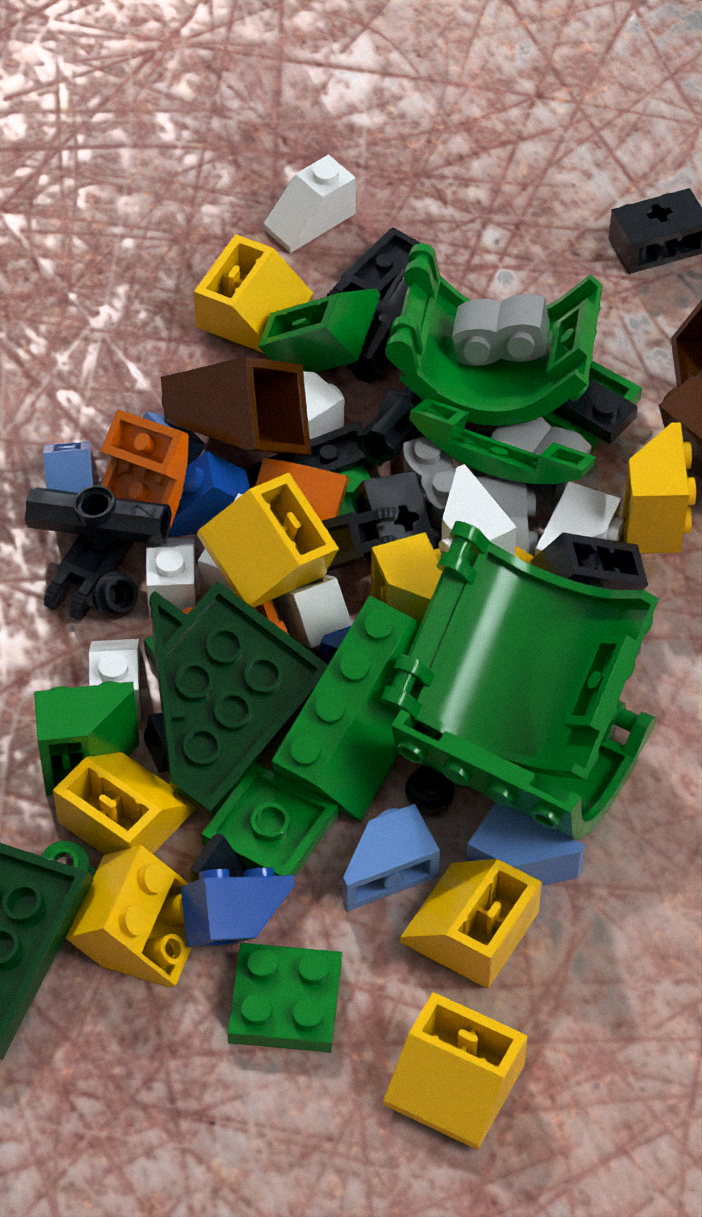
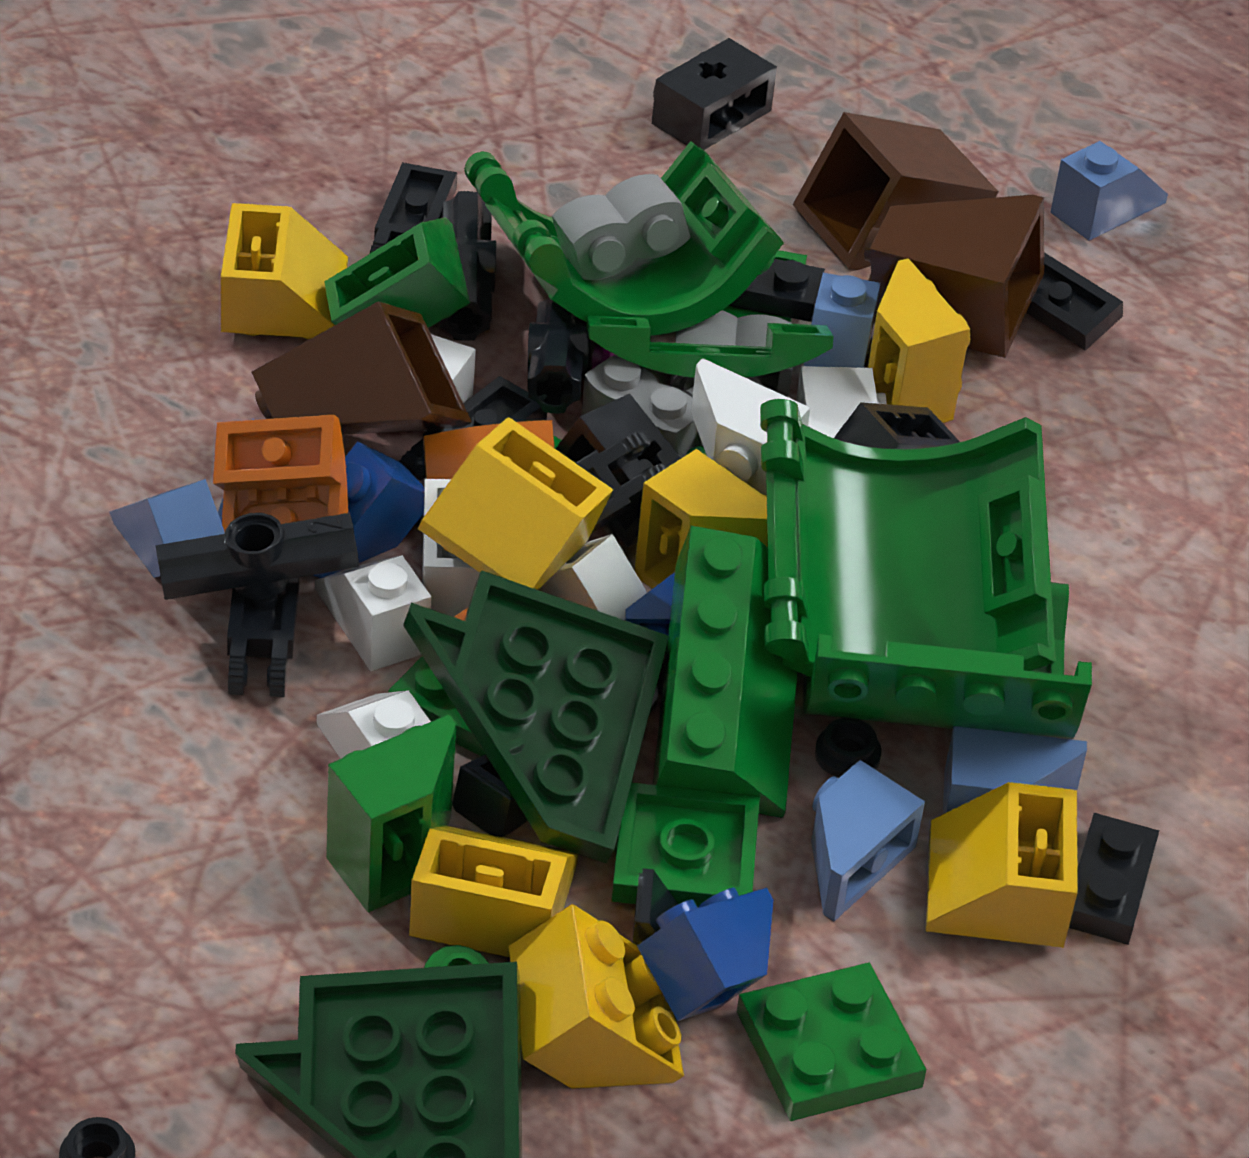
camera: 30 degrees left, 10 degrees down
(125, 591) = (319, 649): black plate -> none
(312, 204) = (289, 156): white slope -> none
(456, 1070) = (1104, 1041): yellow slope -> none
(556, 949) = (1112, 877): none -> black plate
(613, 455) = (849, 312): none -> medium blue slope

